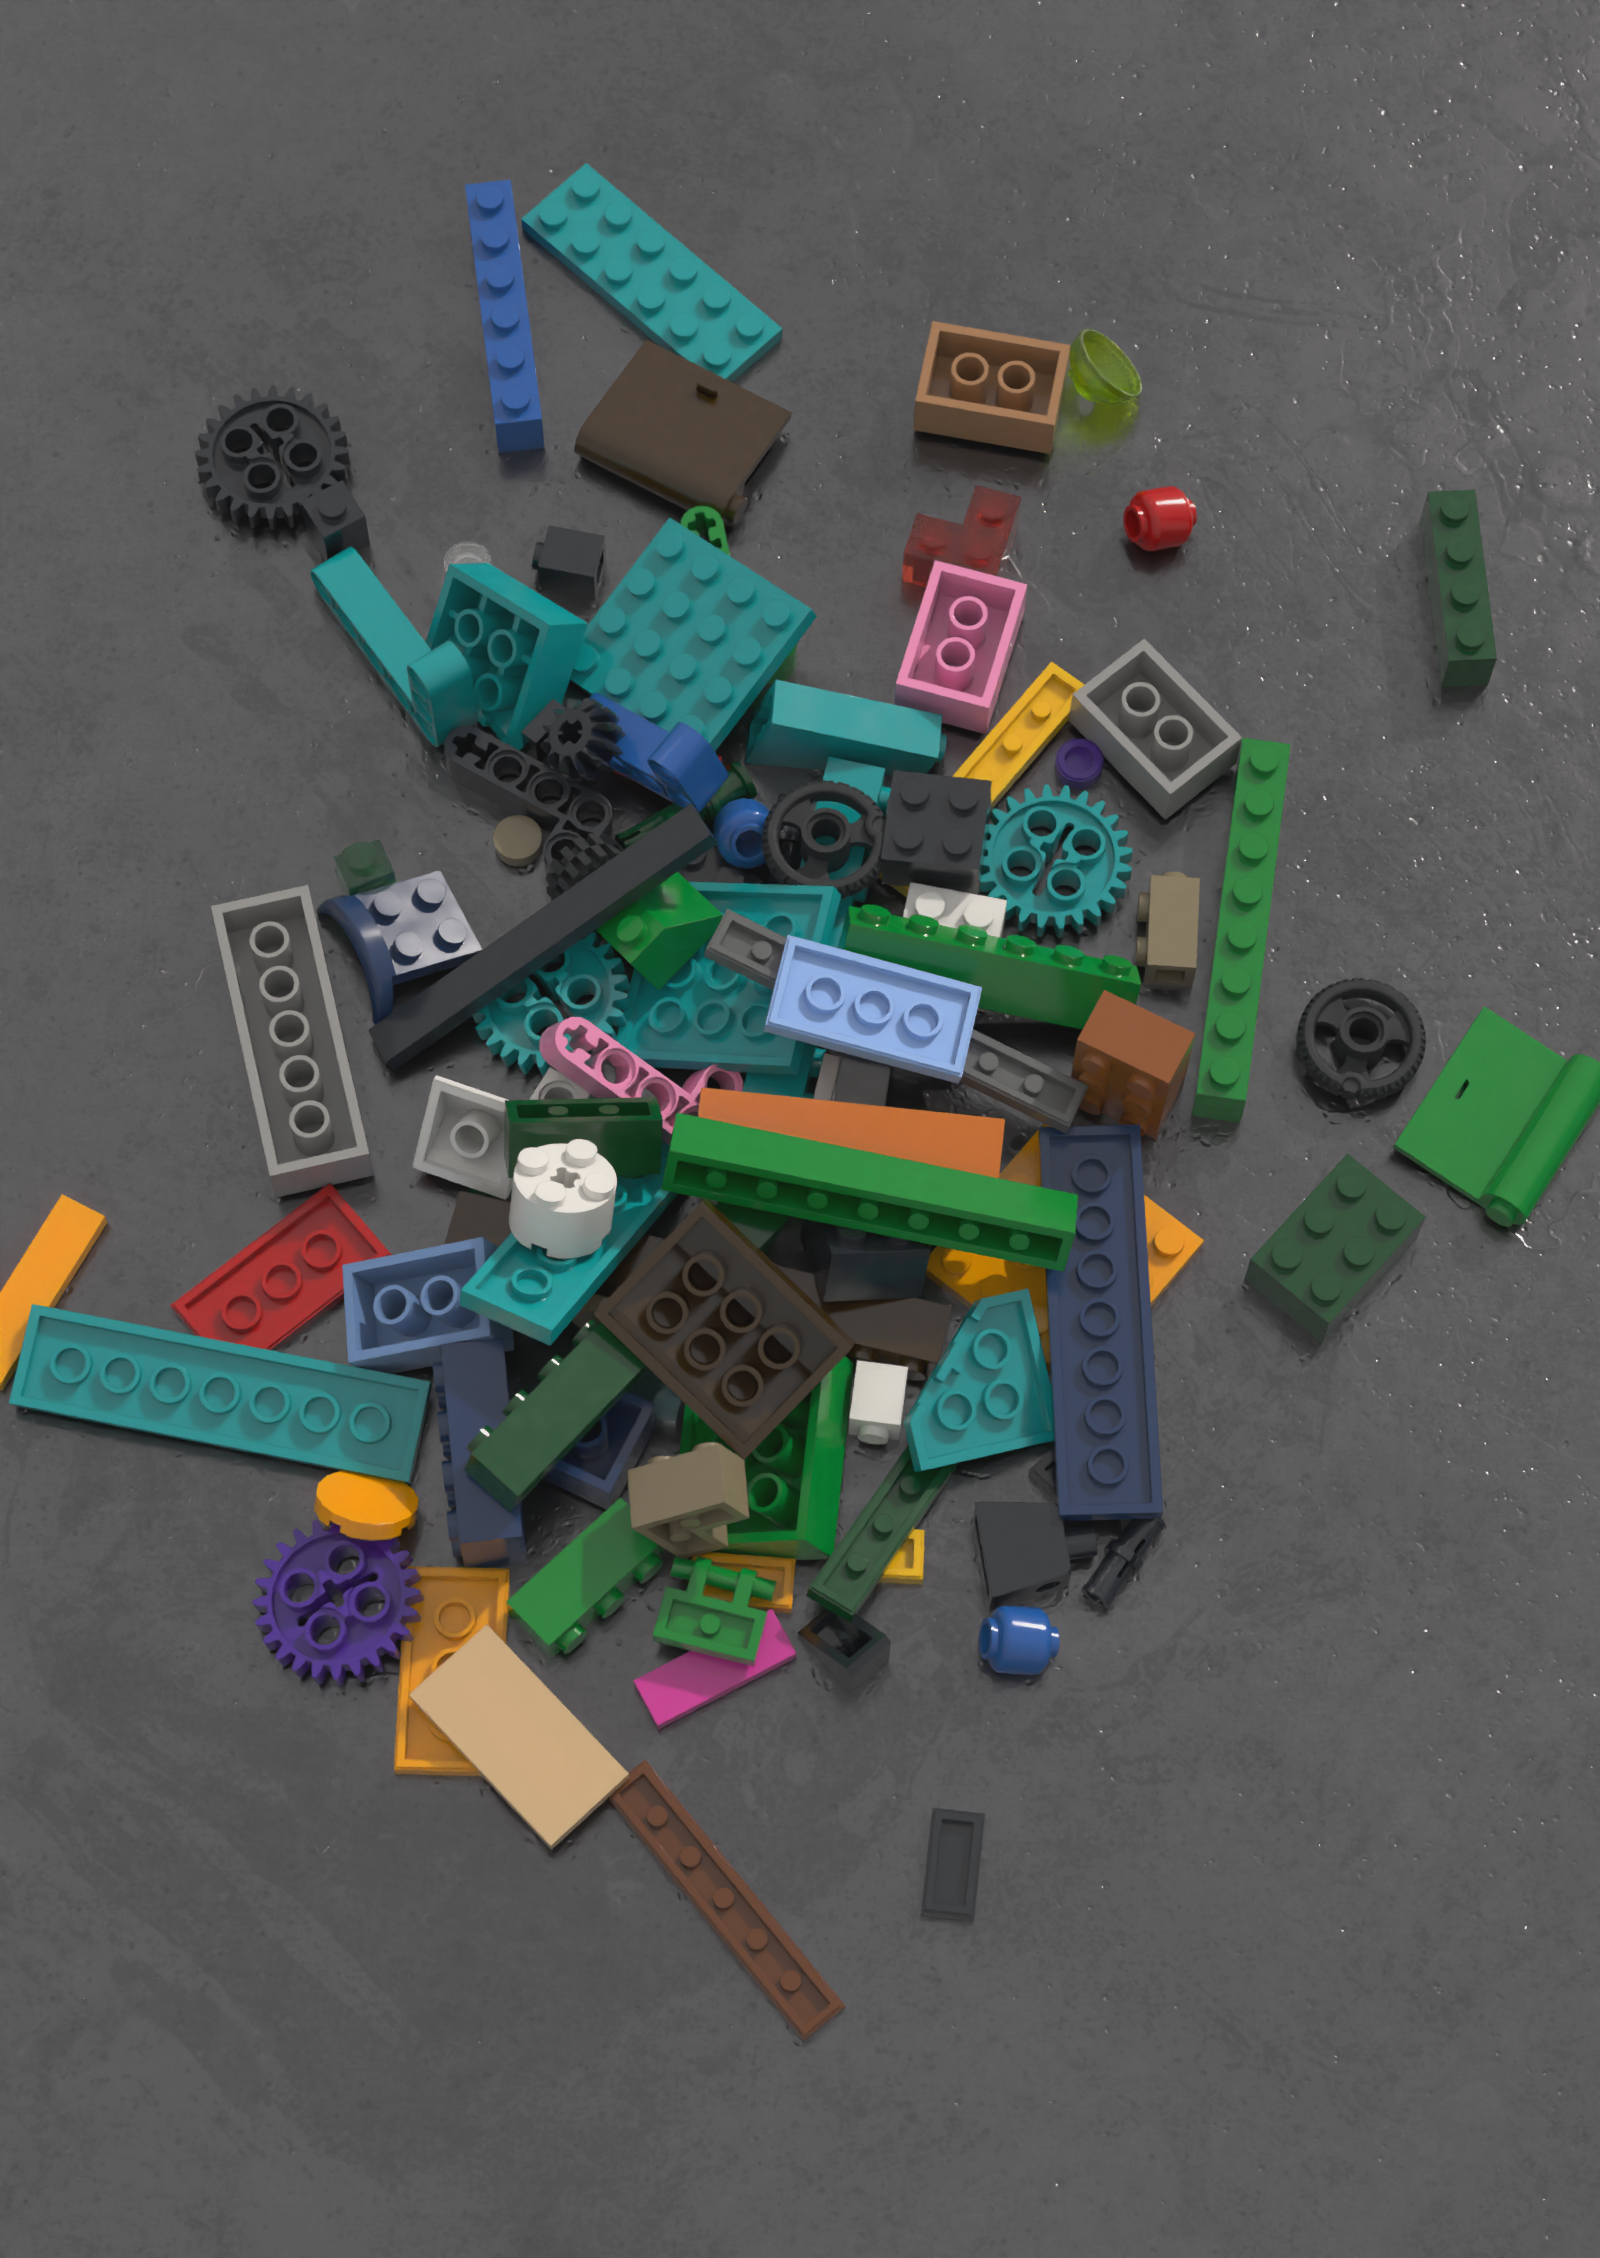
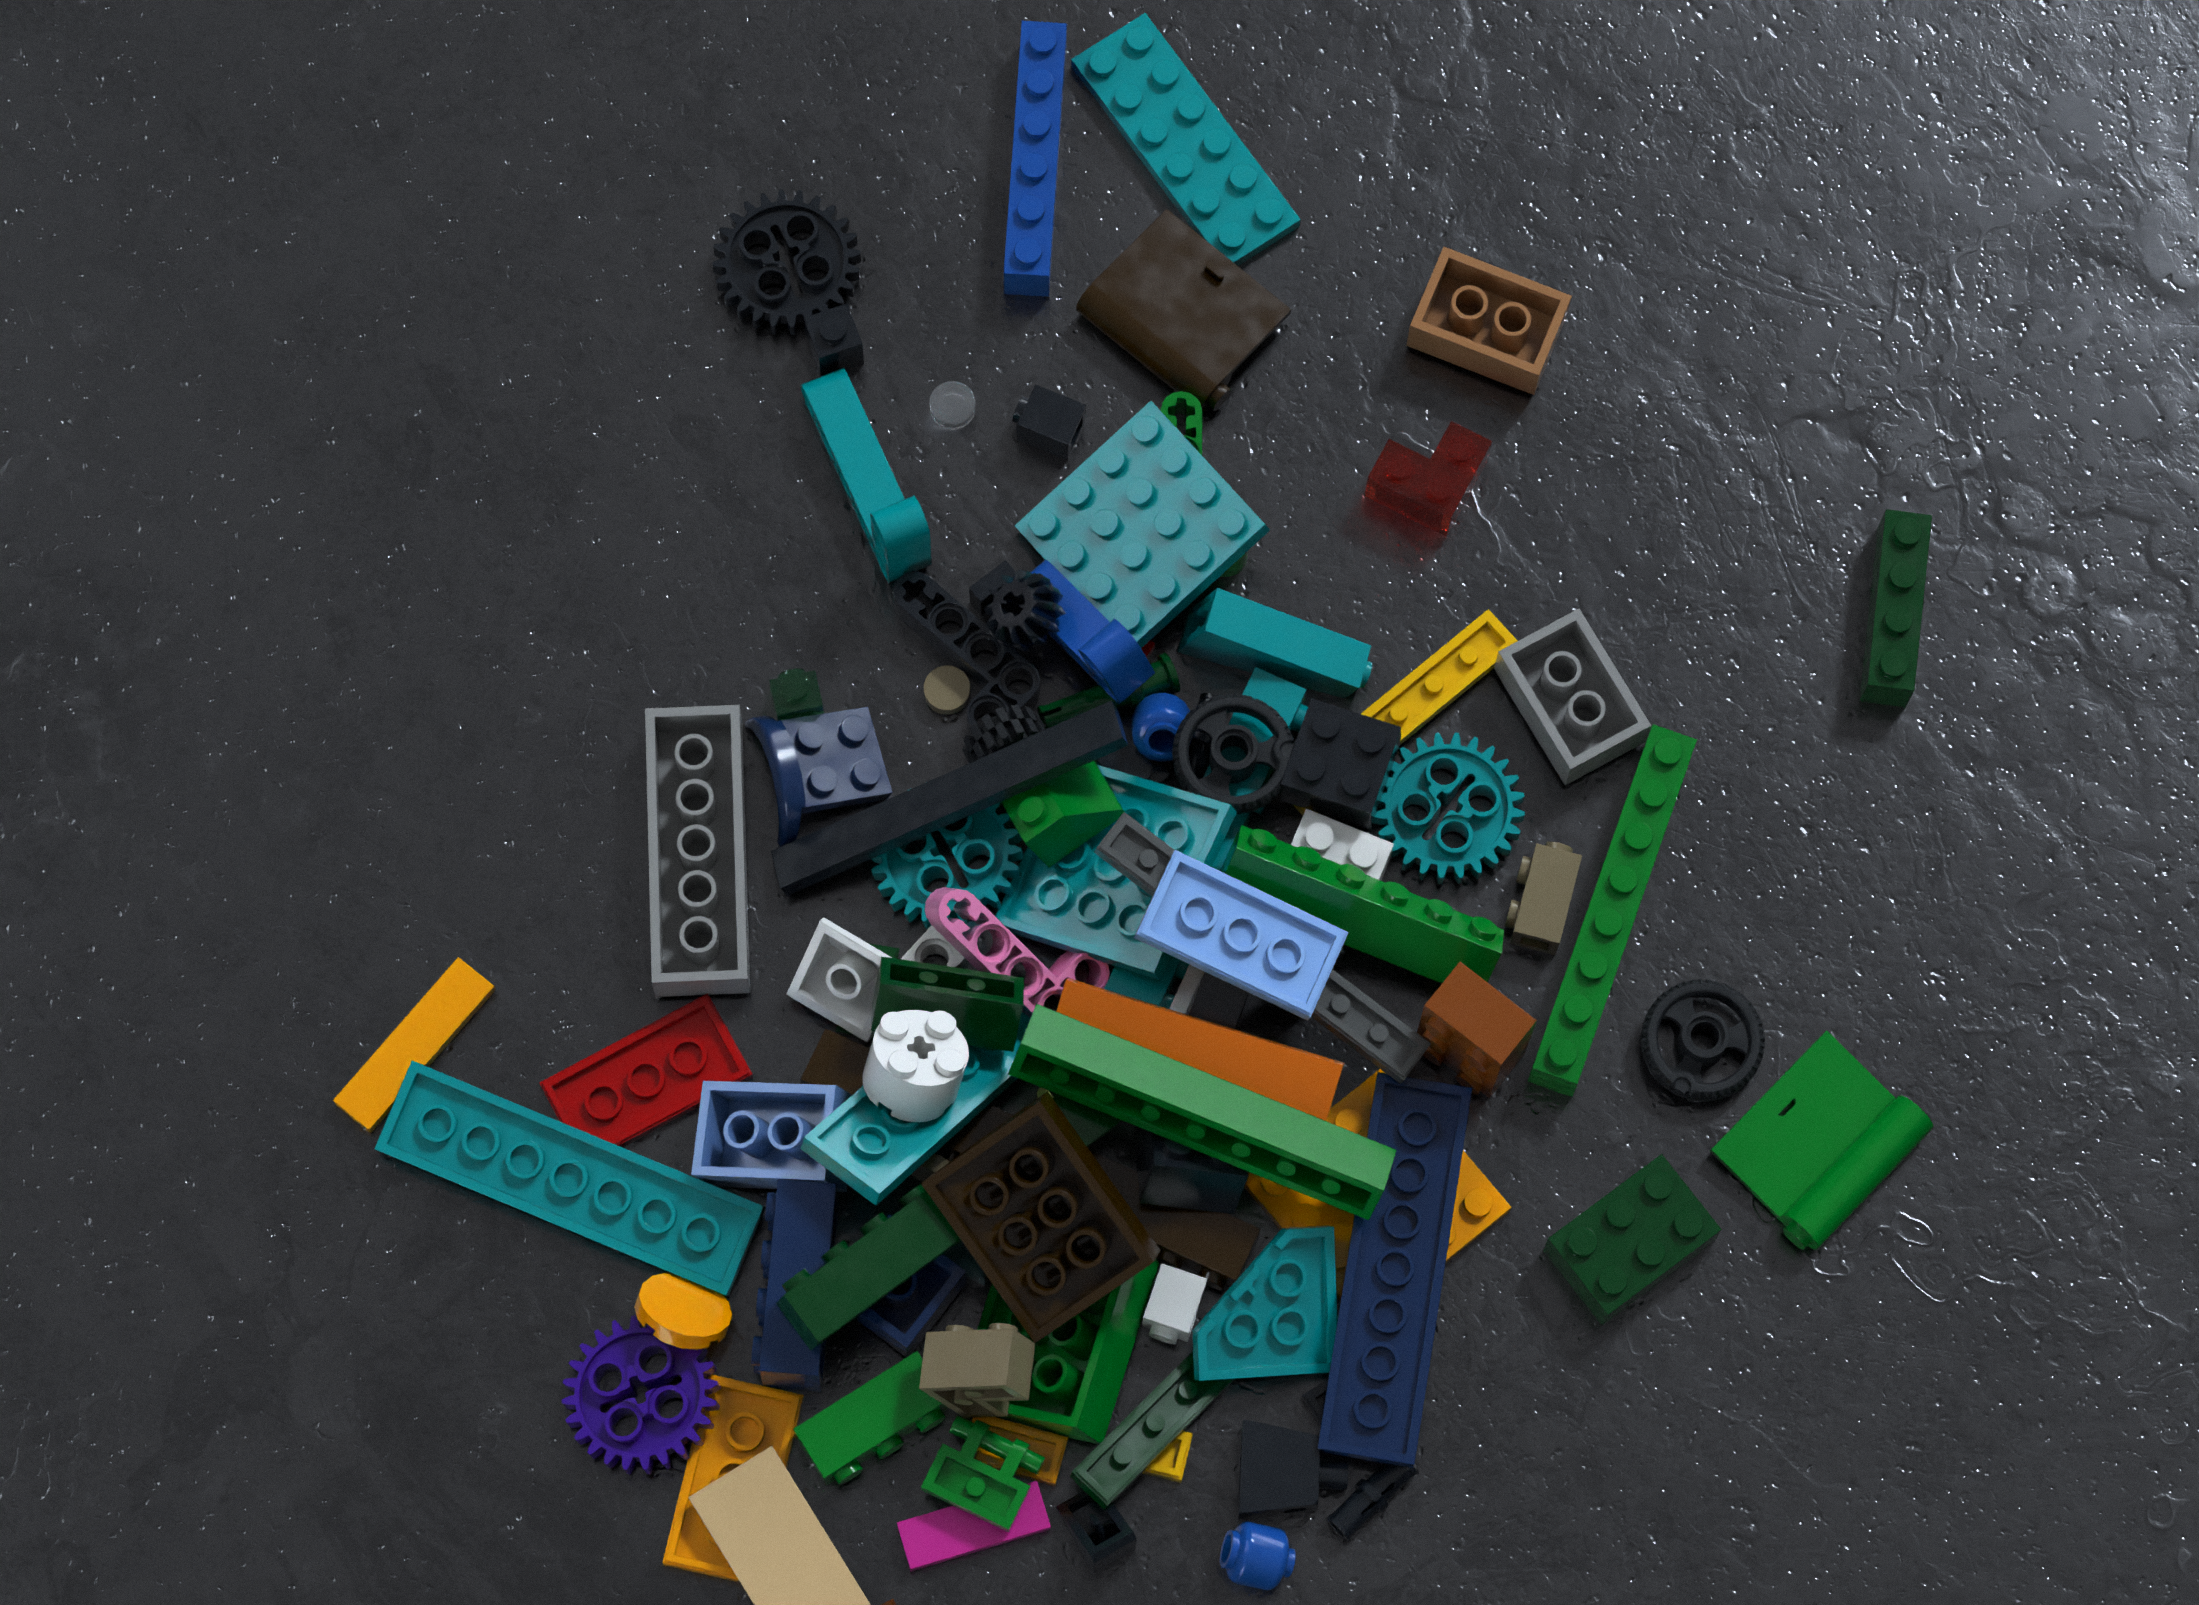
camera: 10 degrees right, 5 degrees up
(513, 642) = (972, 496): teal wedge -> none
(961, 645) = (1403, 579): bright pink brick -> none
(1078, 763) = (1494, 713): dark purple tile -> none
(1102, 370) = (1601, 321): clear neon green piece -> none
(1159, 518) = (1623, 483): red head -> none

